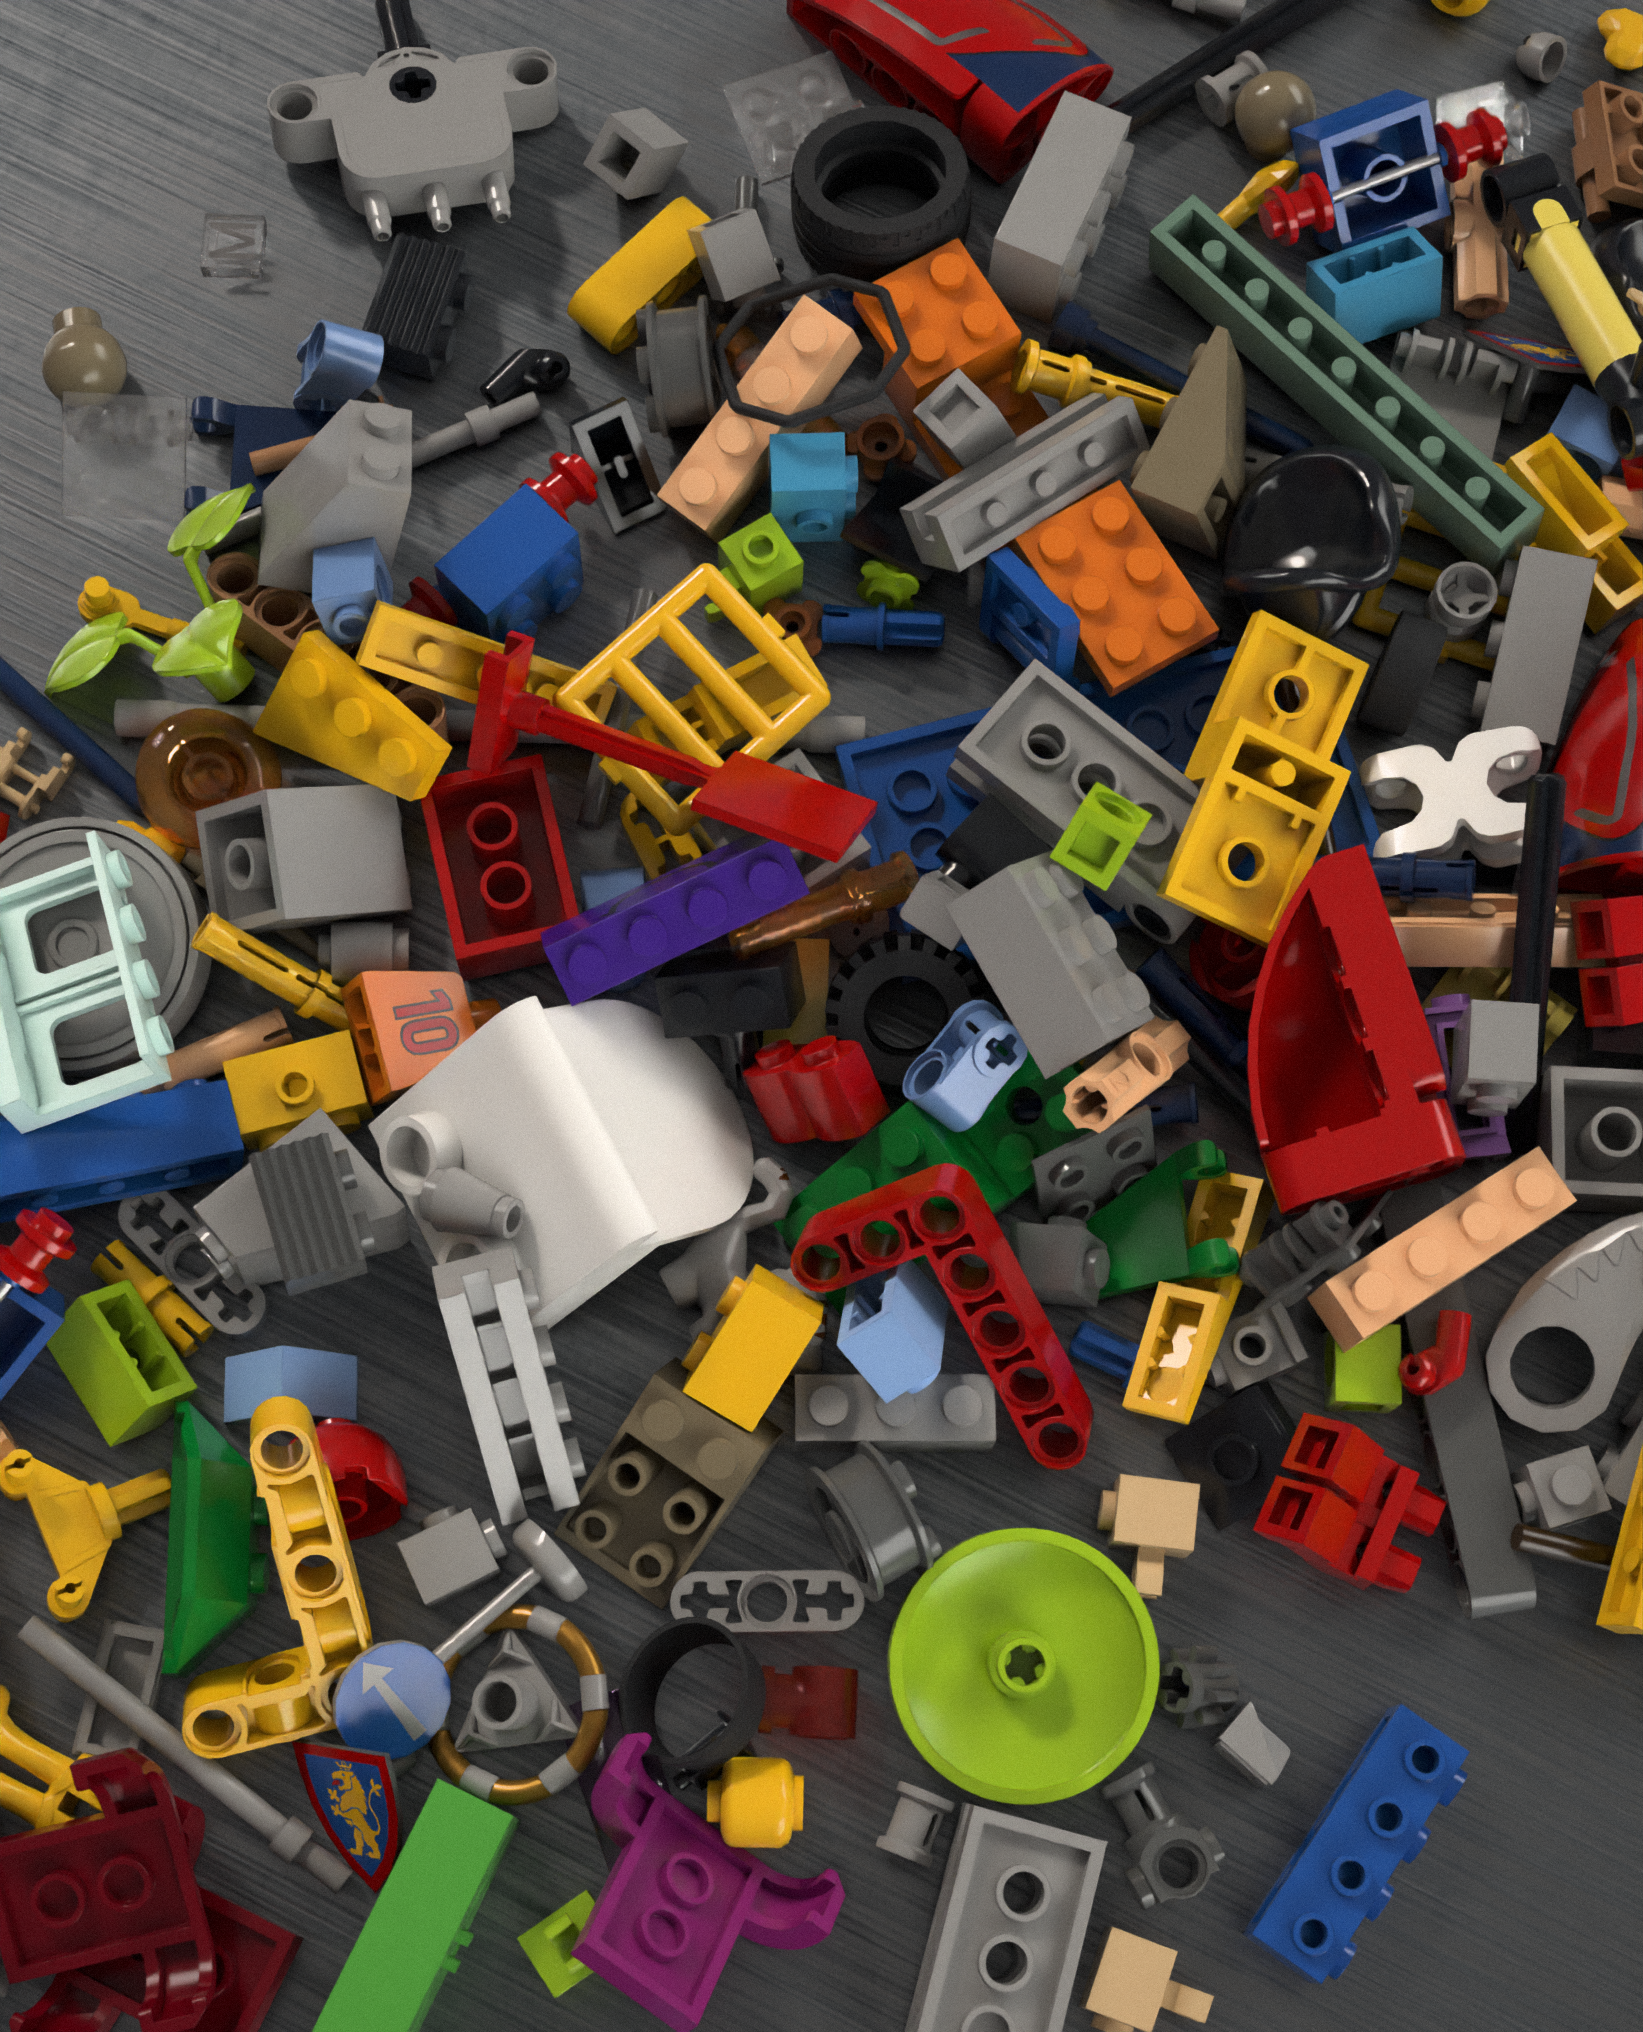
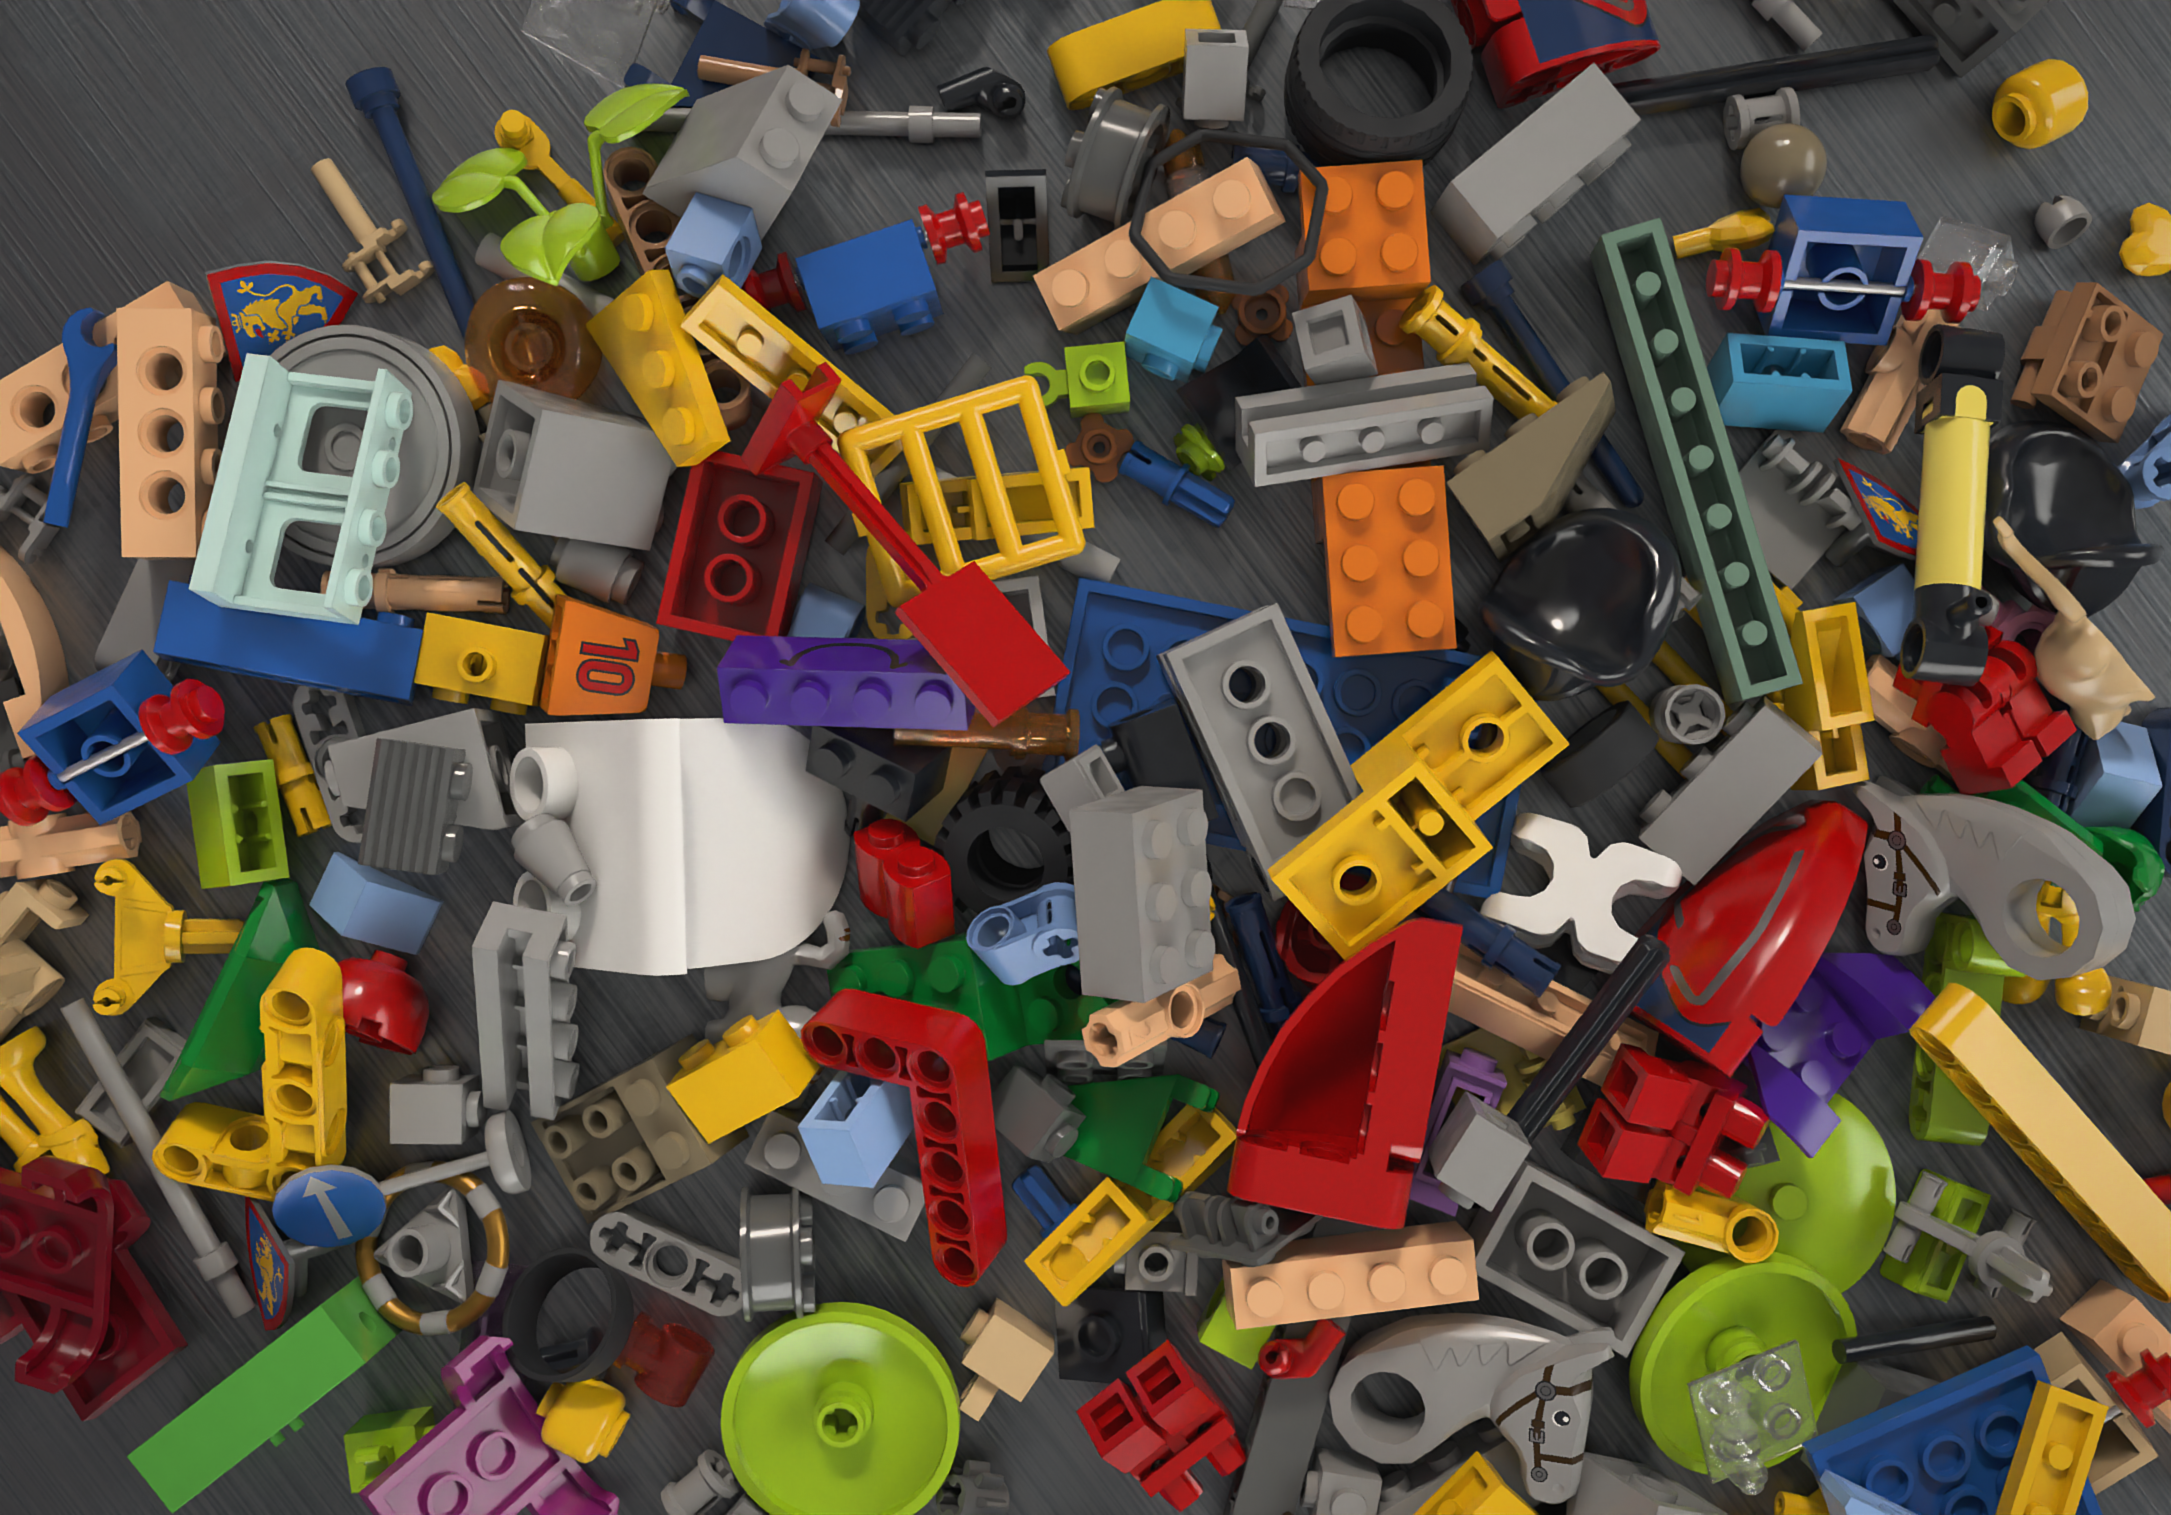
camera: 30 degrees right, 15 degrees up
(1028, 616) = (1301, 567): blue plate -> none
(1100, 836) = (1240, 806): lime brick -> none

